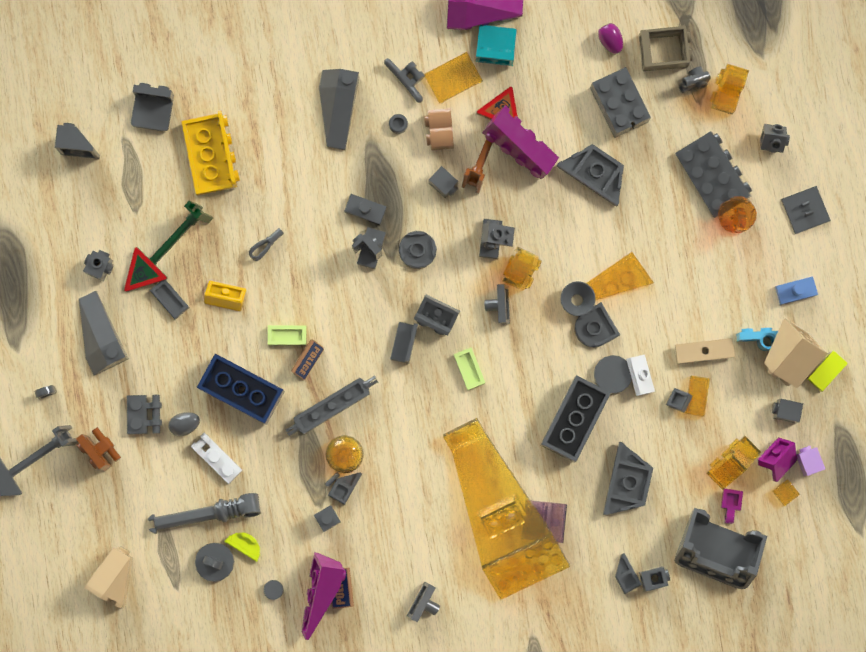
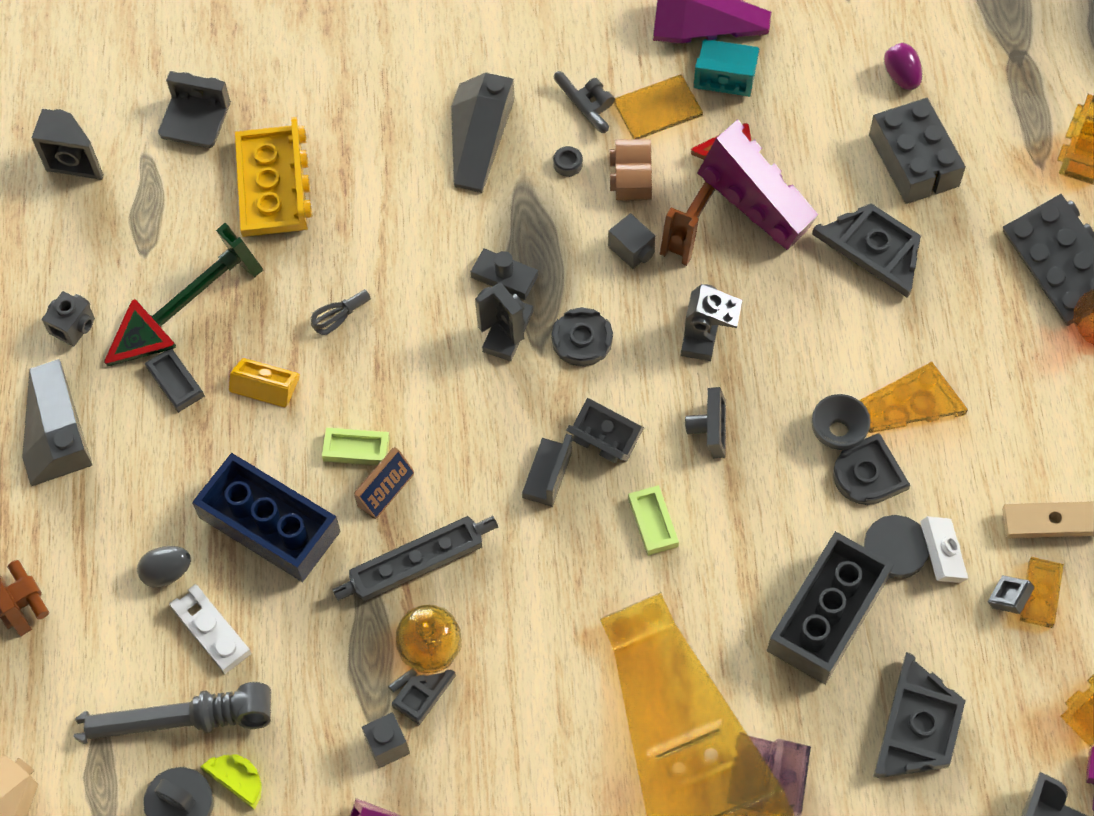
camera: 10 degrees right, 20 degrees down
(137, 414) = (90, 549): dark grey plate -> none
(520, 269) = (749, 368): clear yellow brick -> none
(644, 39) = (987, 65): dark tan window -> none
(696, 78) = (1033, 128): dark grey plate -> none

